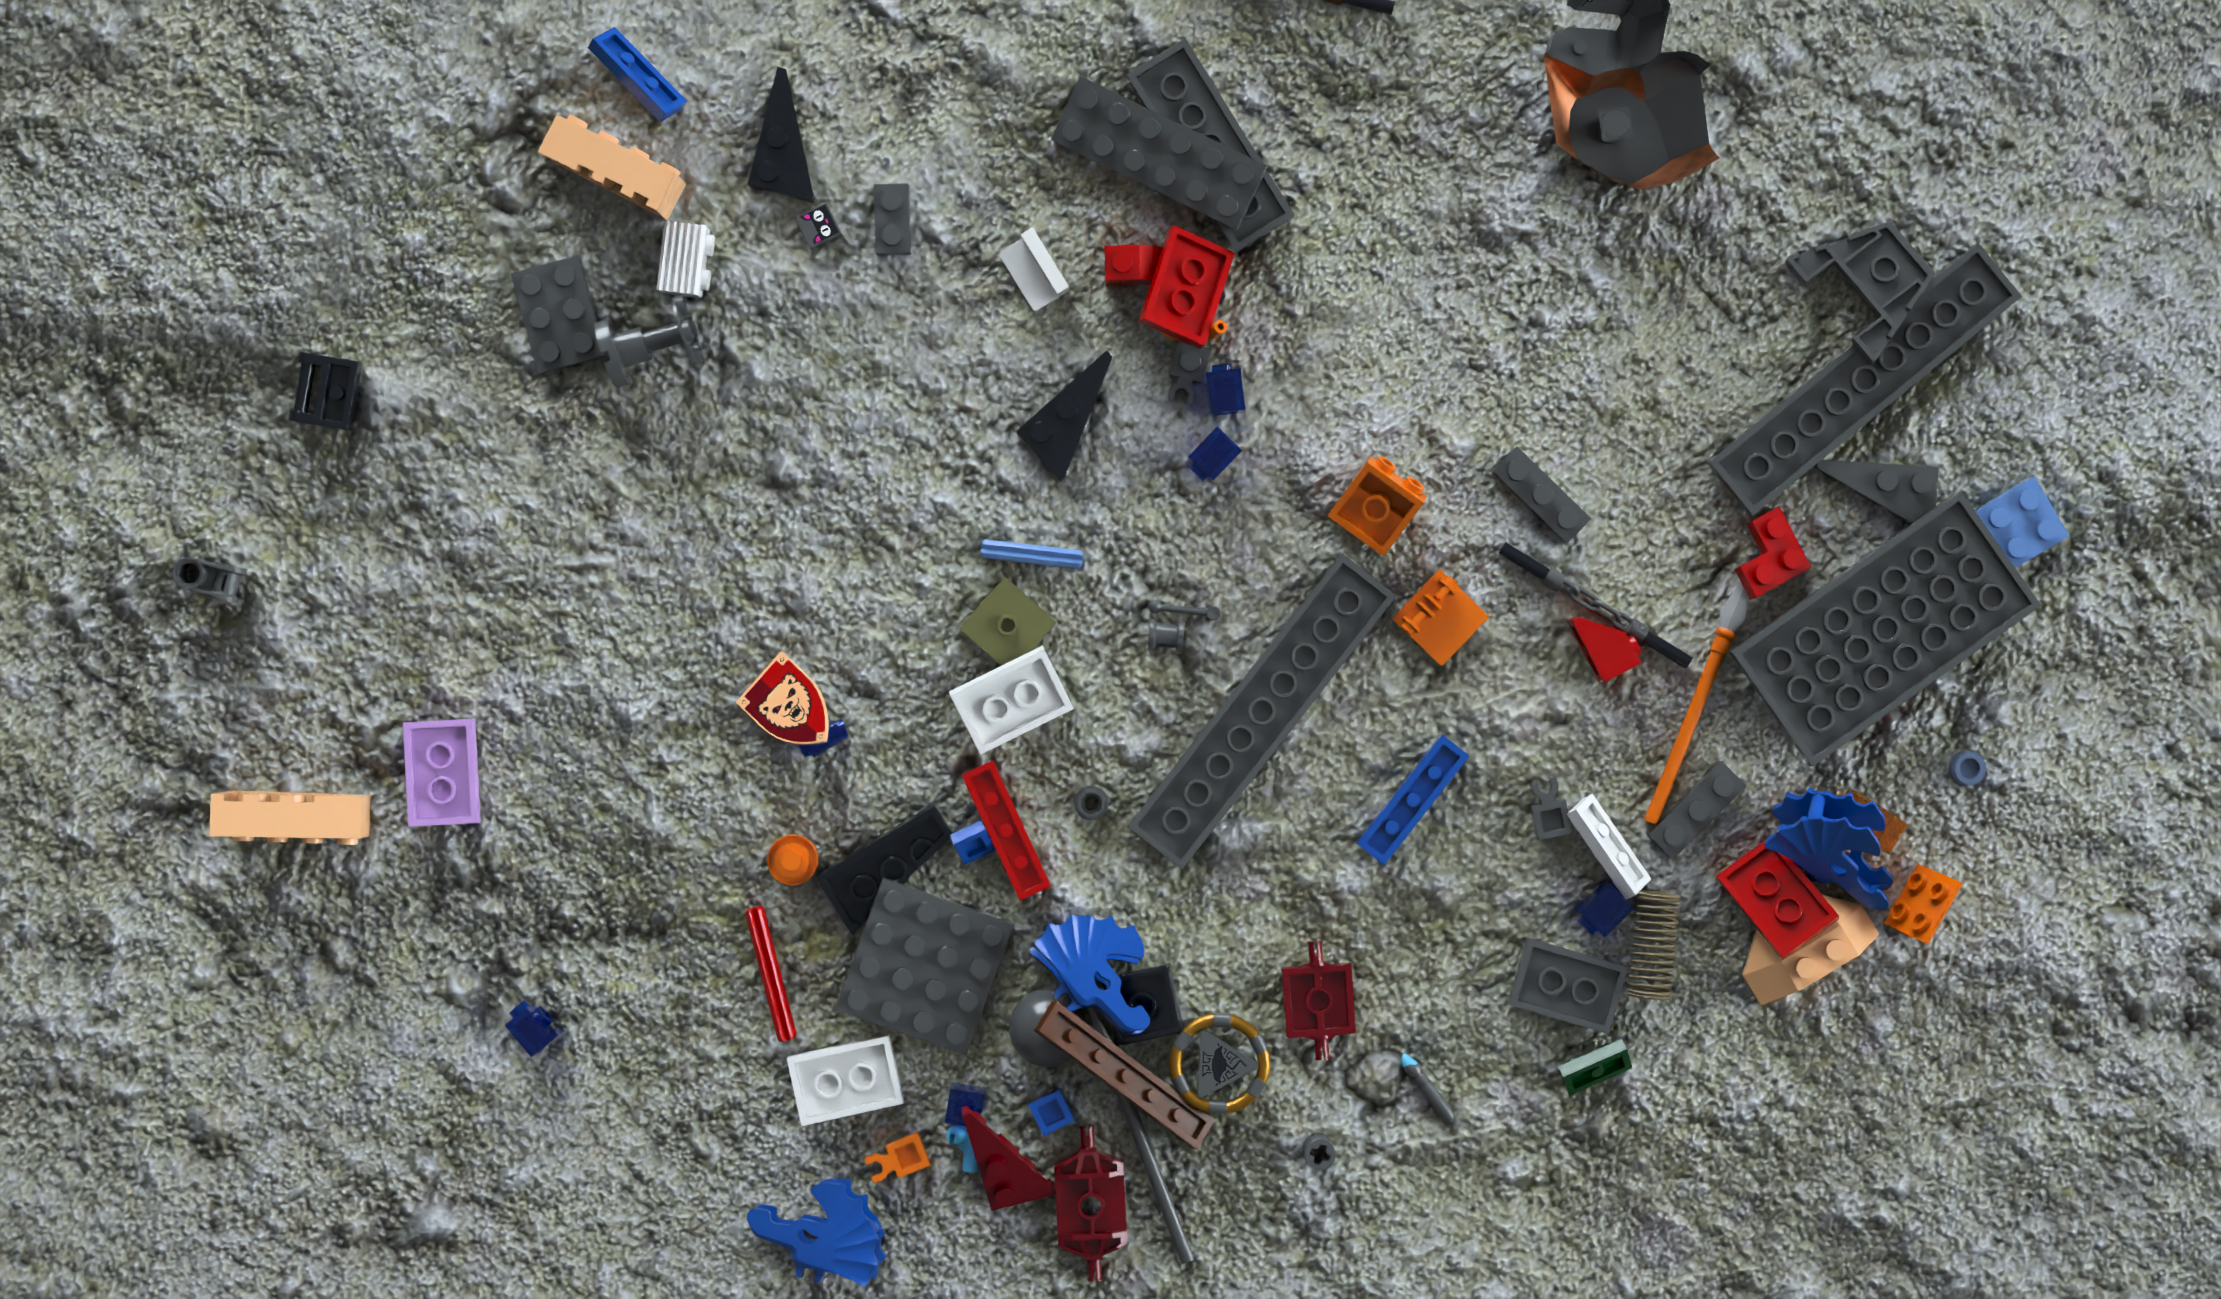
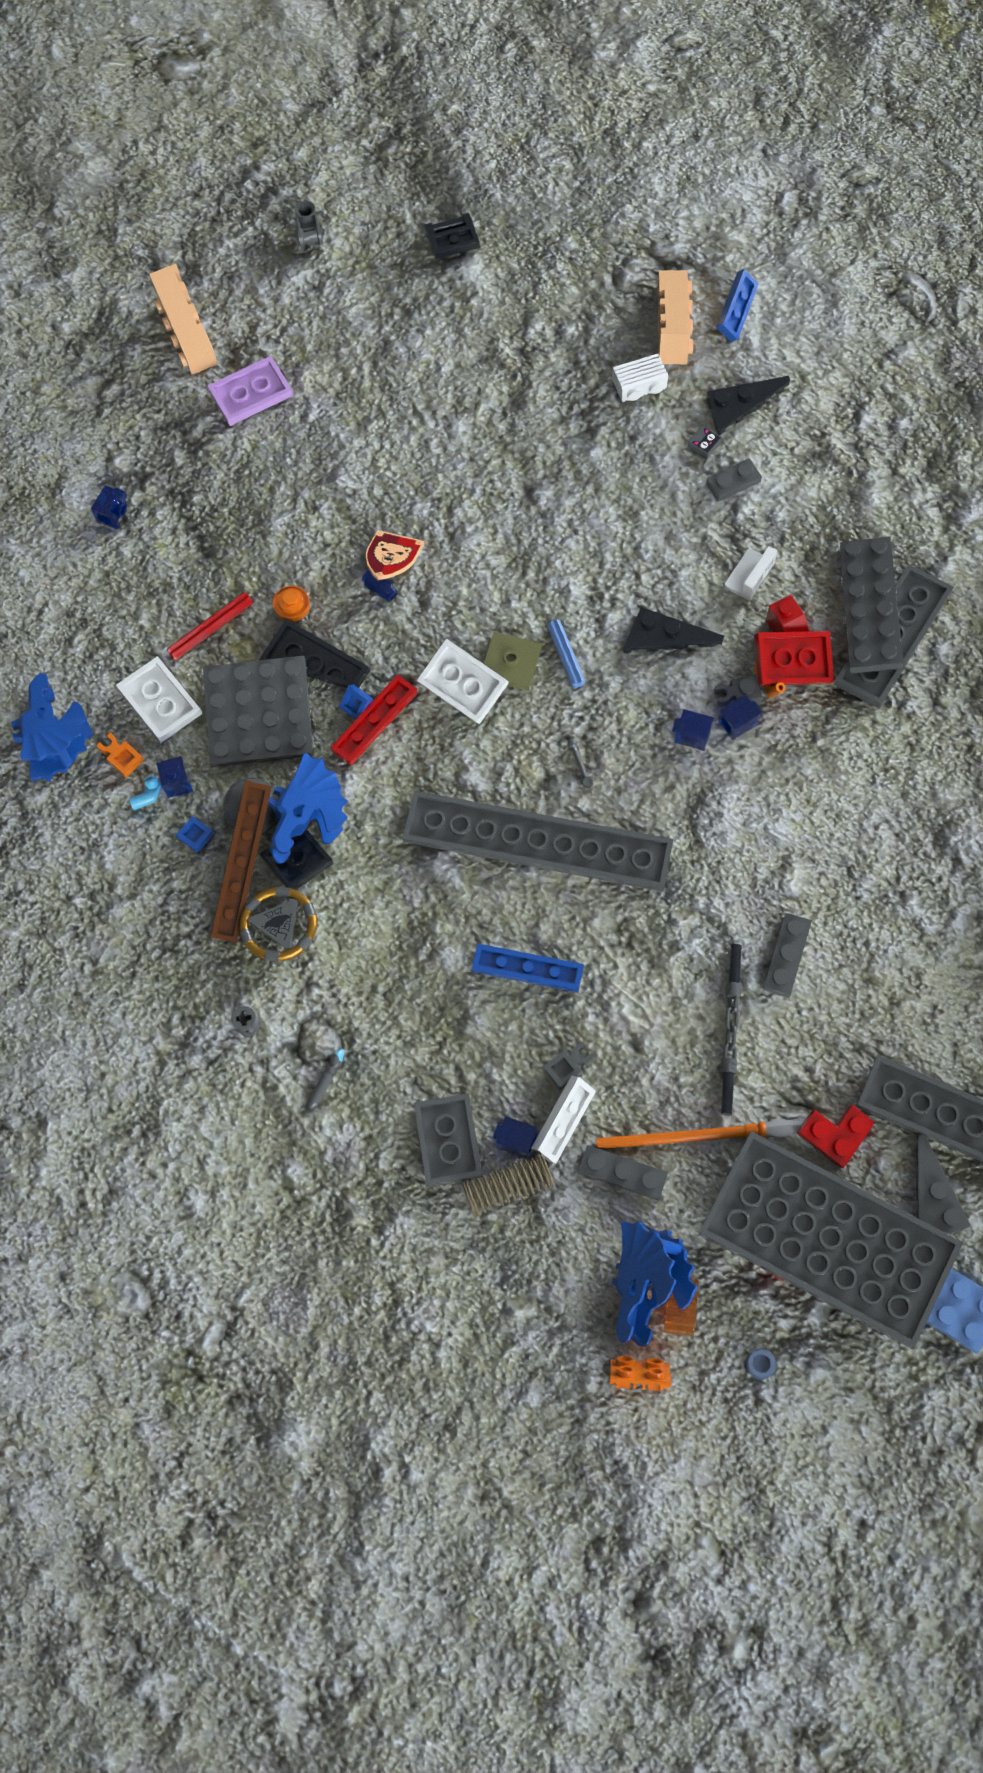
camera: 65 degrees right, 20 degrees down
(557, 314) = (567, 332): dark grey plate -> none
(635, 345) = (564, 365): dark grey piece -> none
(1004, 1172) = (139, 820): dark red wing -> none
(1085, 1175) = (163, 886): dark red plate -> none
(1091, 814) = (419, 757): dark grey plate -> none
(1151, 1165) = (185, 918): dark grey piece -> none
(1166, 635) = (556, 756): dark grey bush -> none
(1318, 1000) = (354, 971): dark red plate -> none
(1378, 504) = (720, 847): orange plate -> none
(1440, 617) = (664, 928): orange hinge -> none
(1595, 1067) = (397, 1188): dark green plate -> none
(1605, 648) = (704, 1048): red slope -> none
(1777, 899) = (587, 1258): red plate -> none
(1839, 943) = (565, 1302): light nougat wedge -> none

